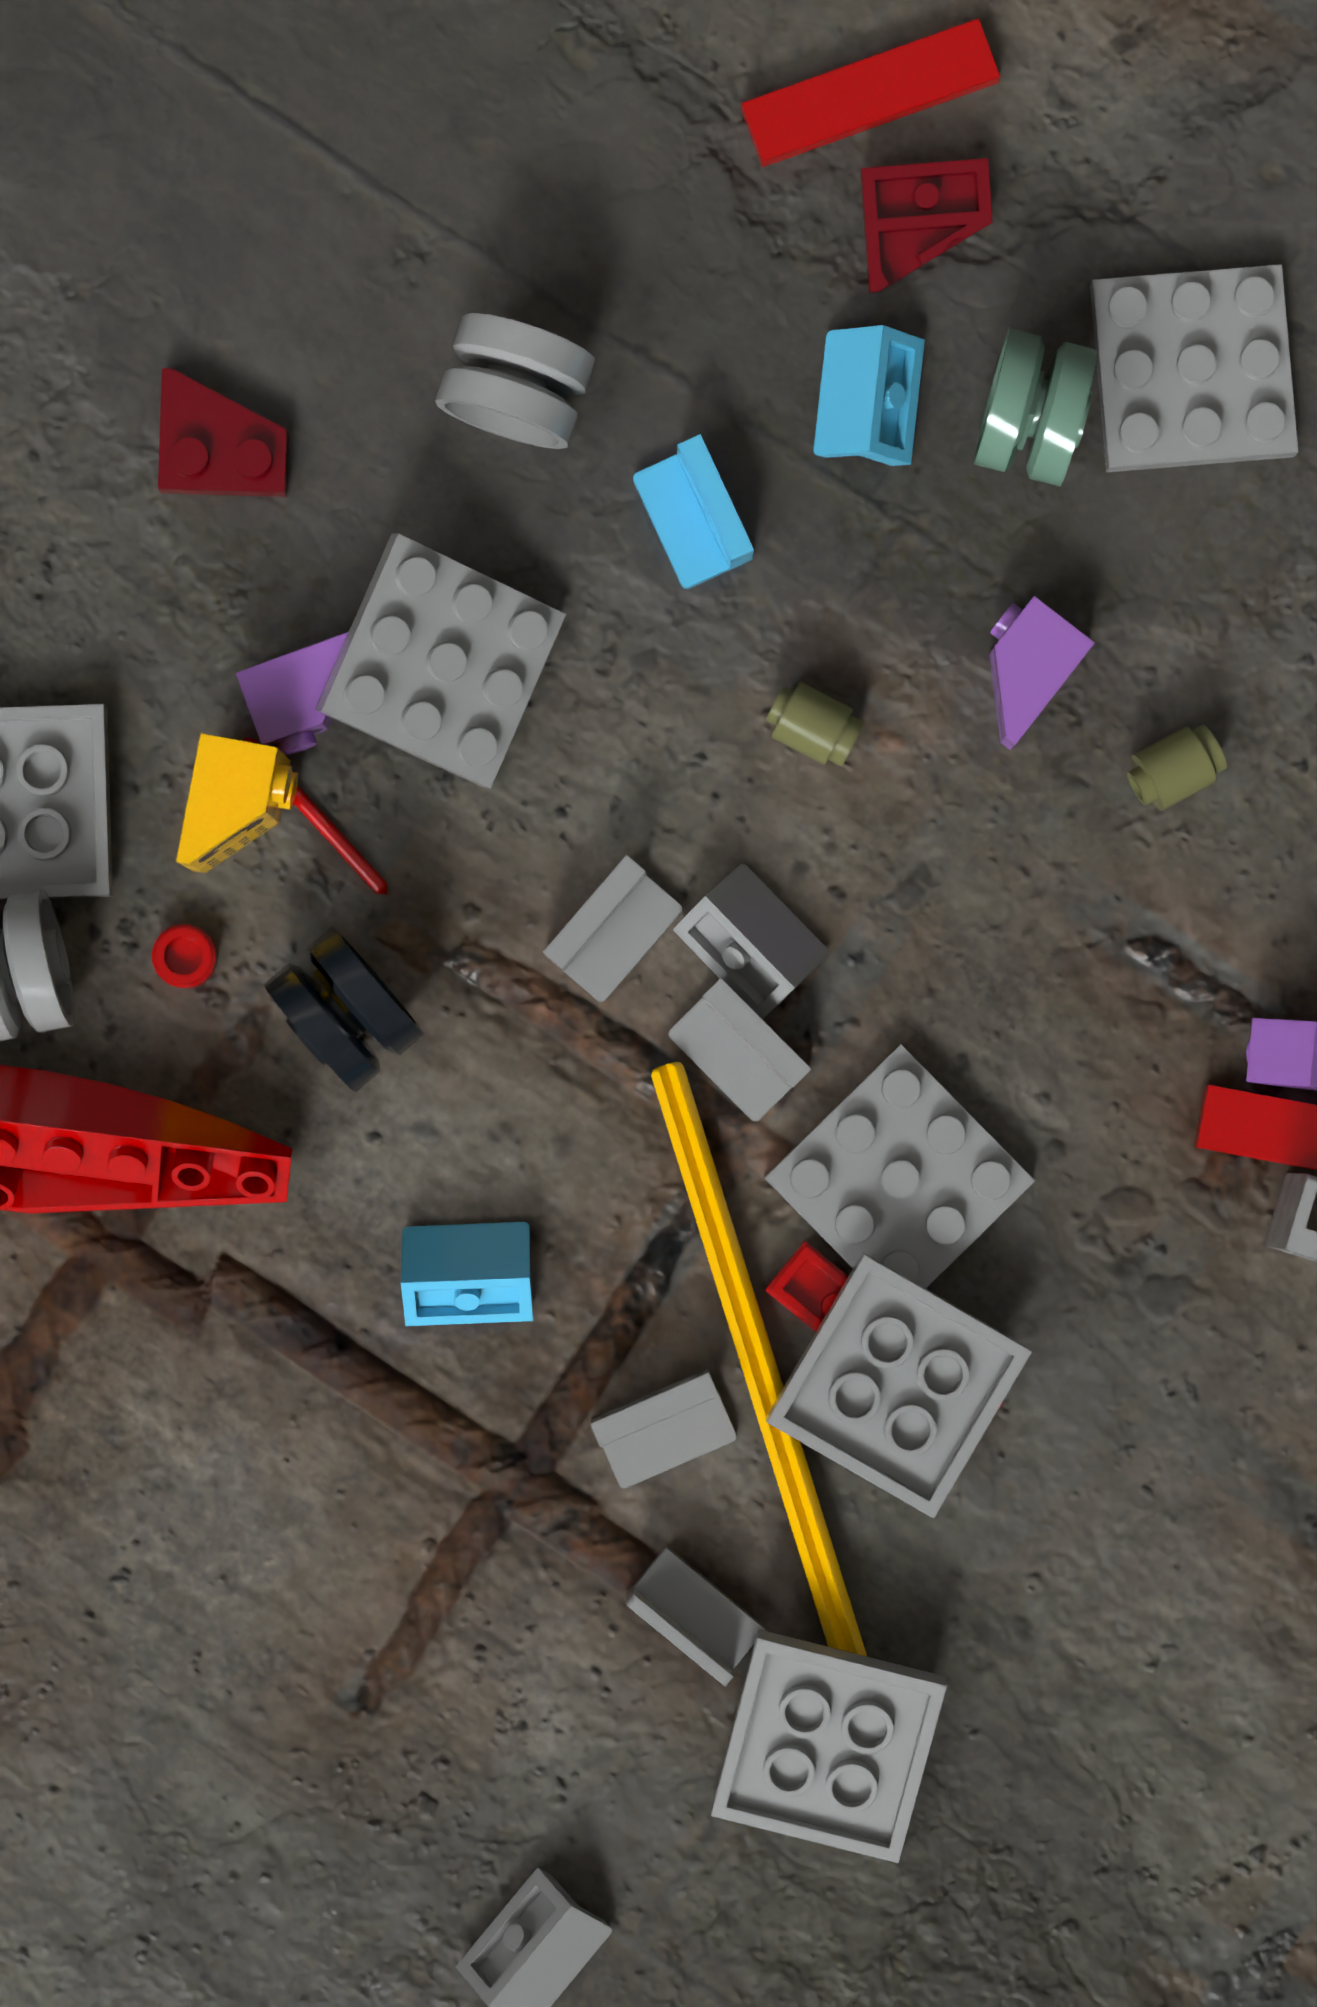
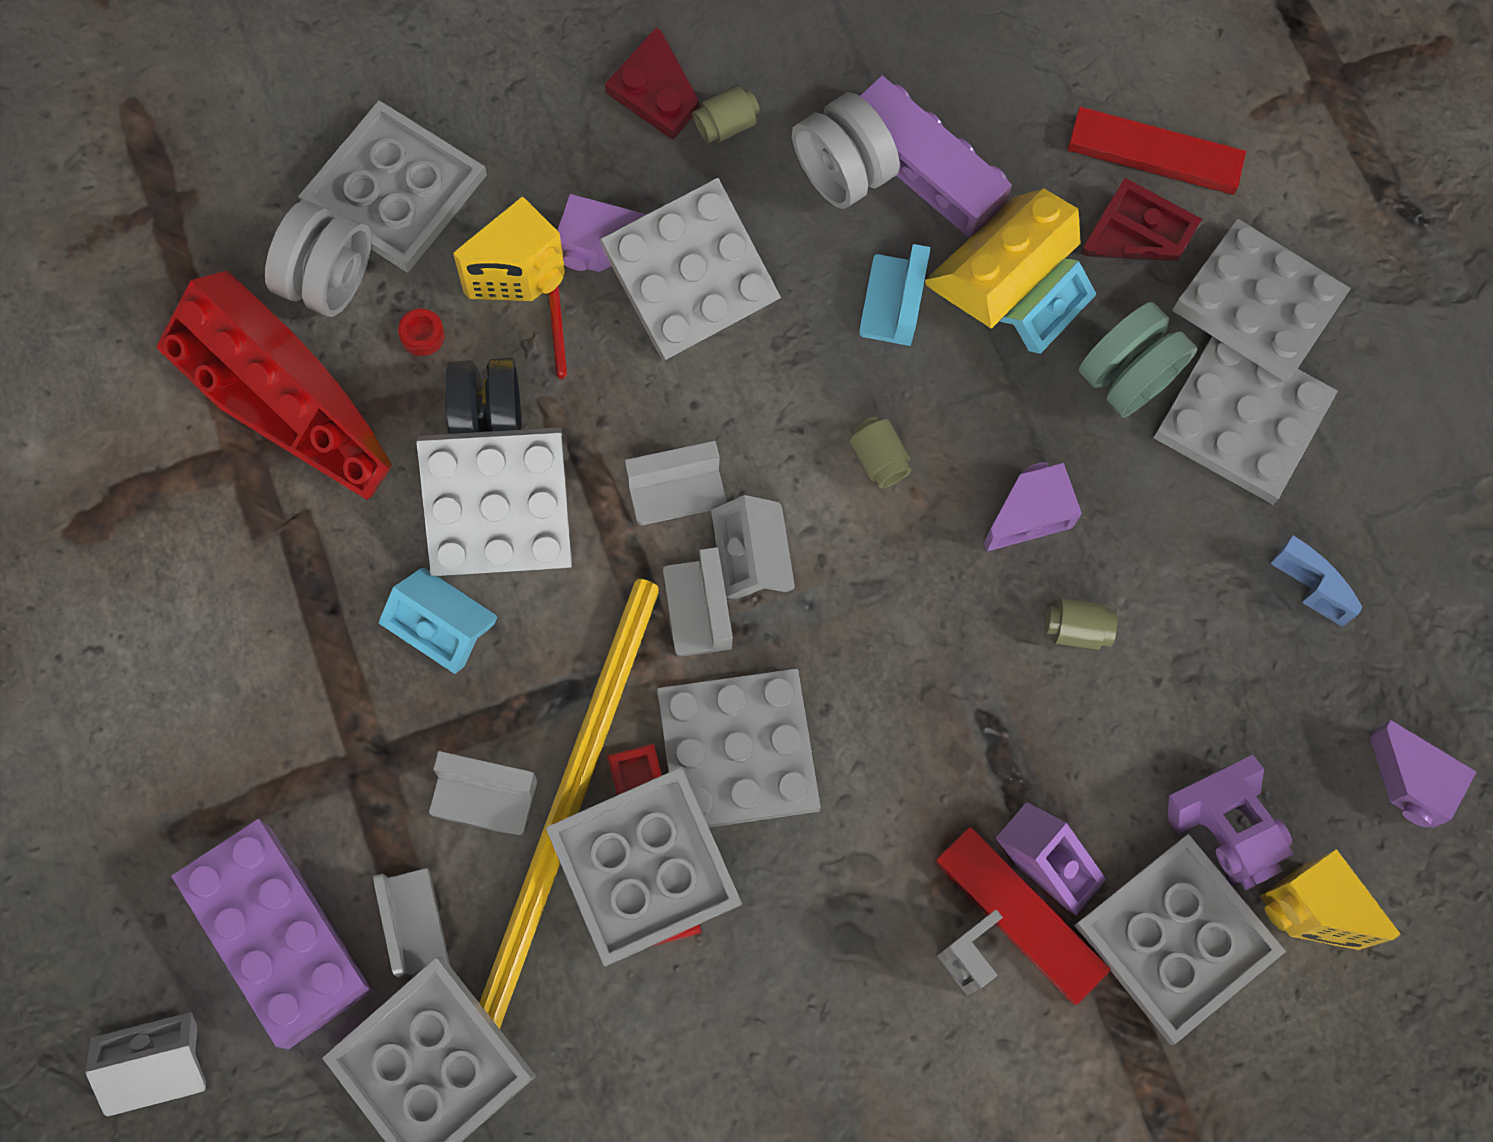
camera: 30 degrees right, 15 degrees down
(332, 425) = (726, 114): none -> olive brick
(437, 1106) = (495, 501): none -> plate
(563, 1733) = (272, 934): none -> medium lavender brick
(613, 306) = (938, 163): none -> medium lavender brick
(791, 374) = (1008, 256): none -> yellow slope
(1123, 211) = (1261, 300): none -> light grey plate

